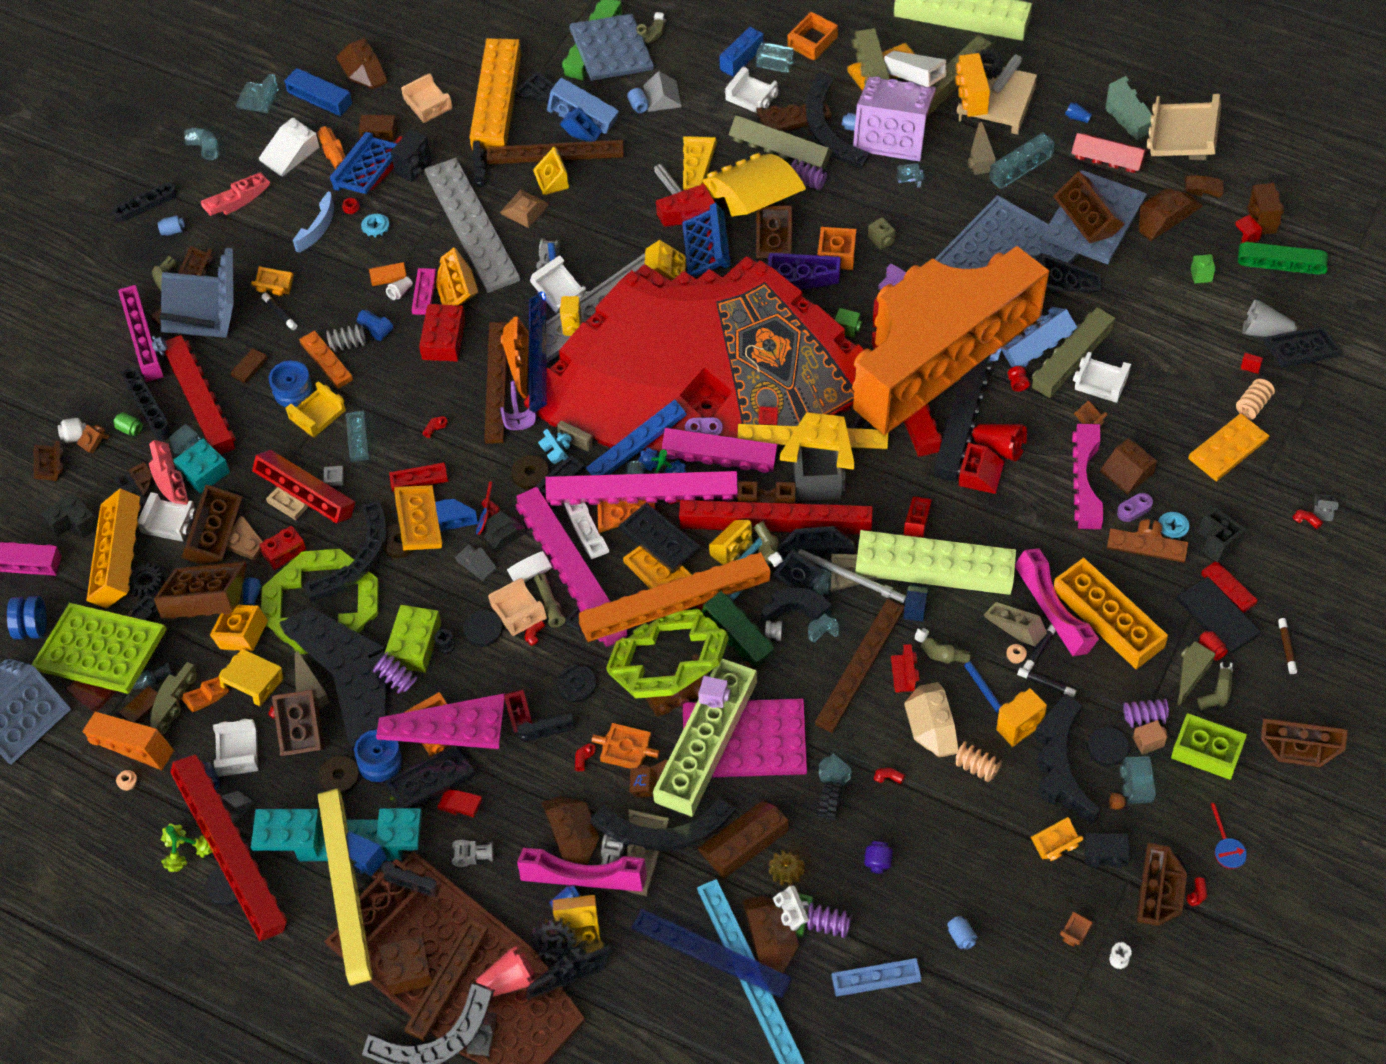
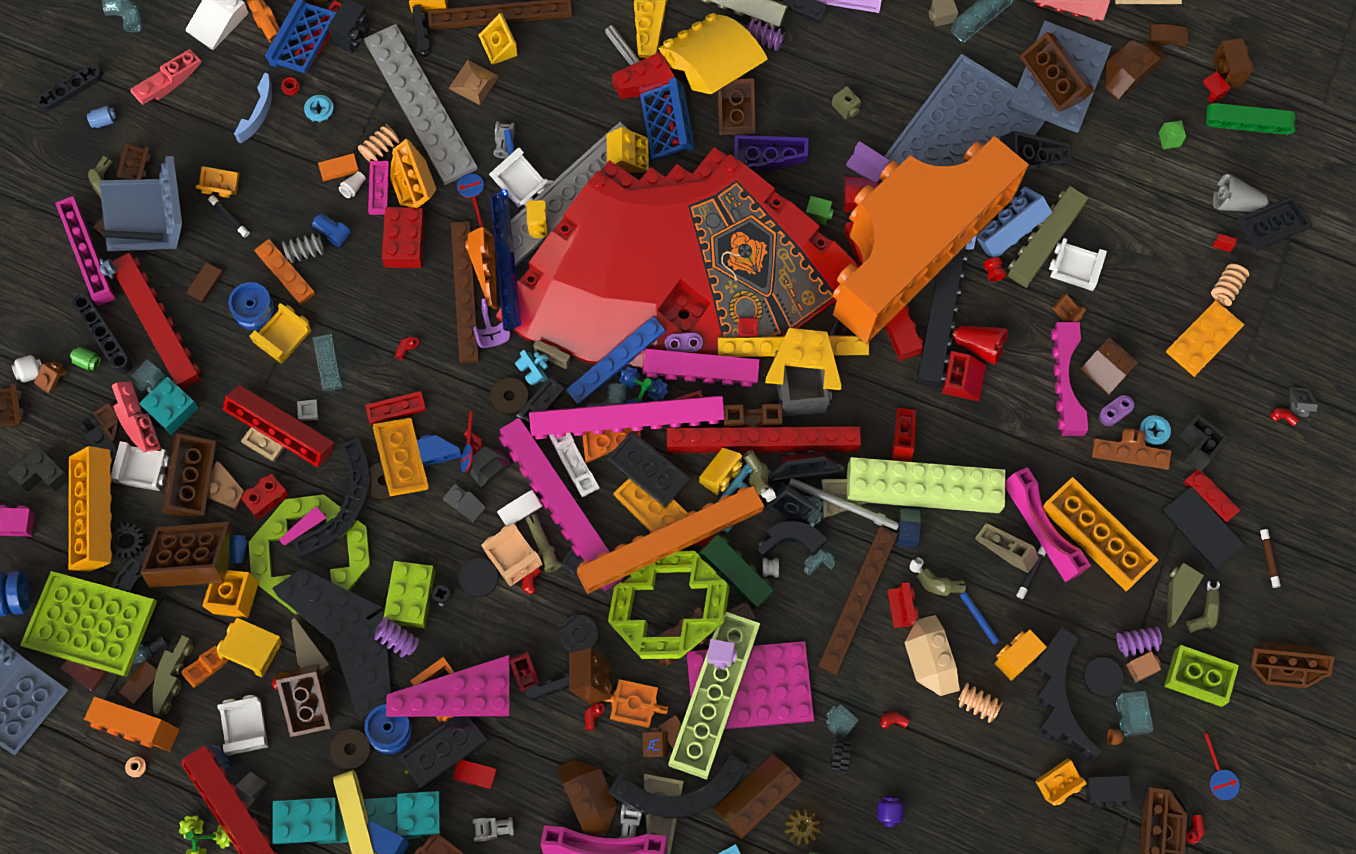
camera: 10 degrees left, 15 degrees up
(321, 569) = (310, 520): none -> dark pink piece
(426, 253) = (378, 143): none -> light nougat piece
(511, 295) = (470, 187): none -> blue piece
(582, 713) = (589, 675): none -> reddish brown brick
(838, 243) = (803, 121): orange brick -> none
(910, 173) = (871, 28): clear light blue bracket -> none
(1016, 658) = (1005, 584): light nougat plate -> none
(1046, 682) = (1040, 610): black bar -> none
(1213, 643) = (1199, 562): red brick -> none

